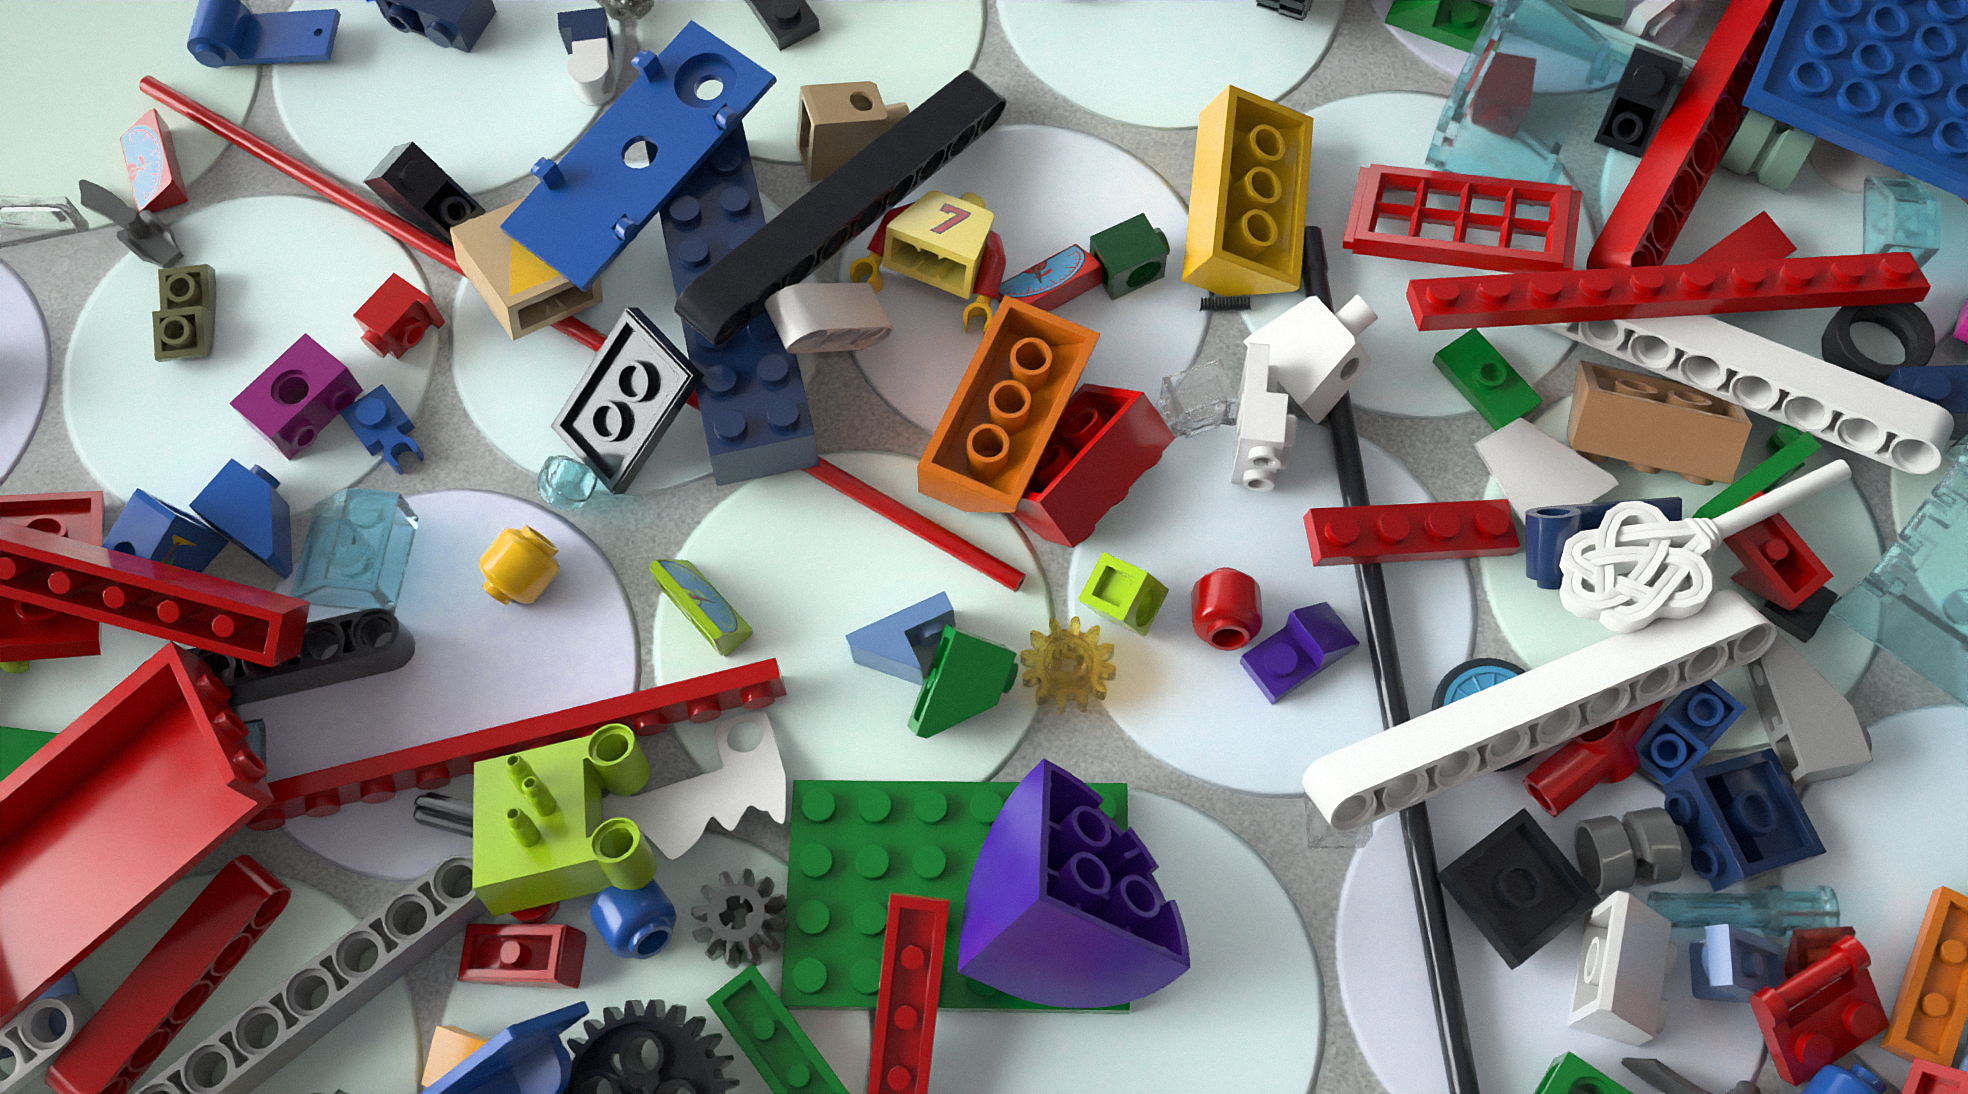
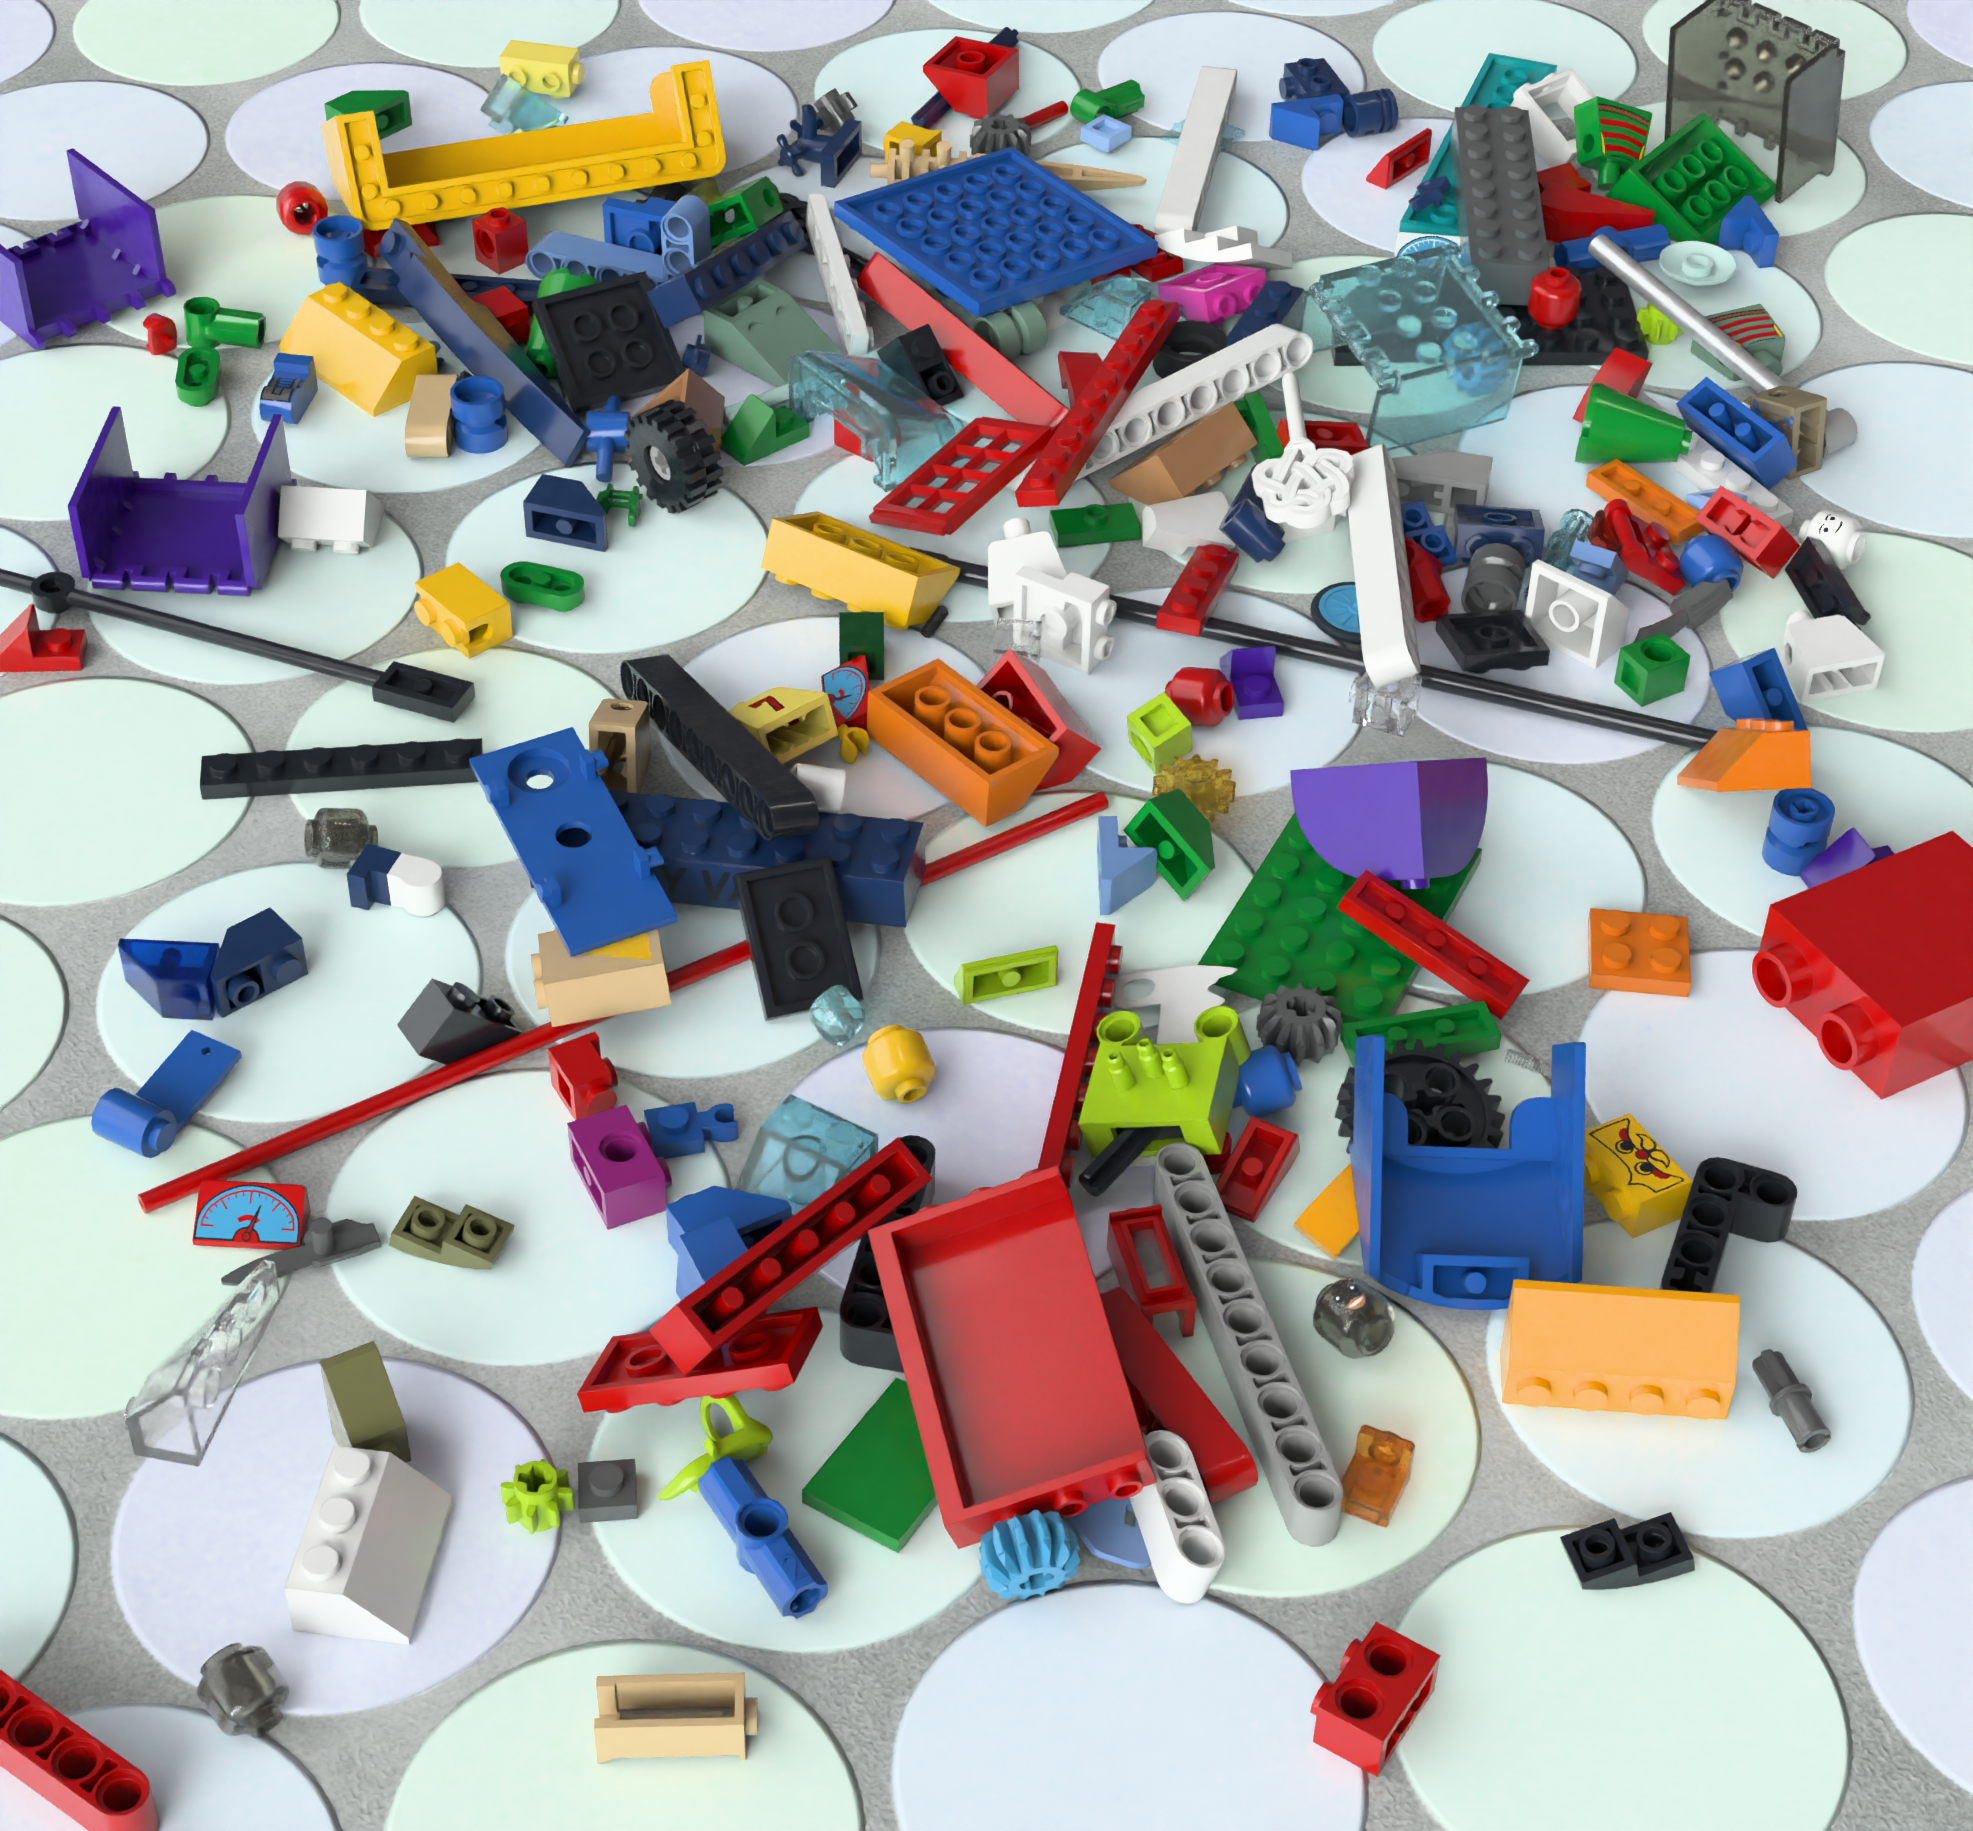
camera: 70 degrees left, 25 degrees down
(321, 911) = (1149, 1265): none -> red window

